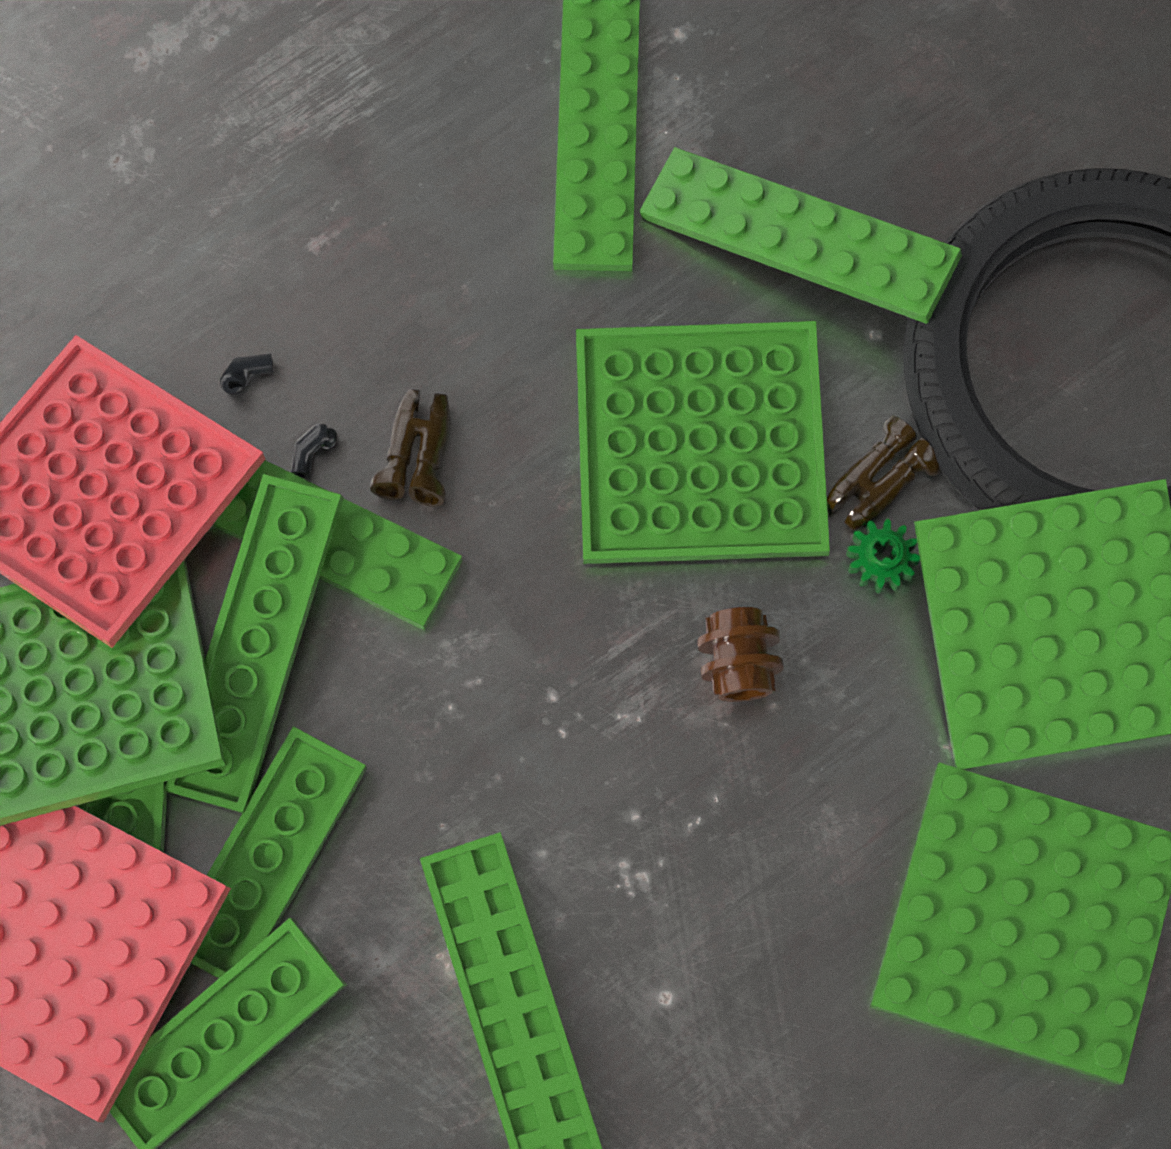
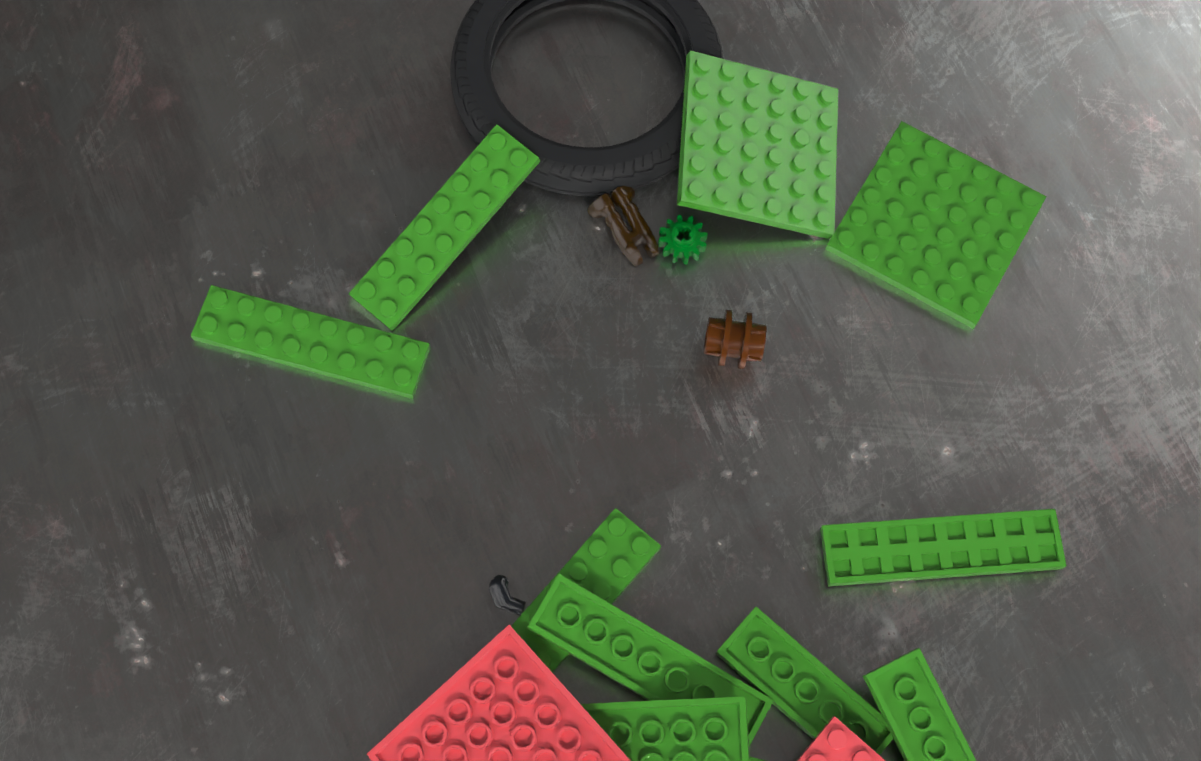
camera: 85 degrees left, 5 degrees down
(242, 371) = (429, 634): black arm -> none
(424, 486) = (511, 522): dark brown piece -> none
(701, 442) = (571, 332): bright green plate -> none

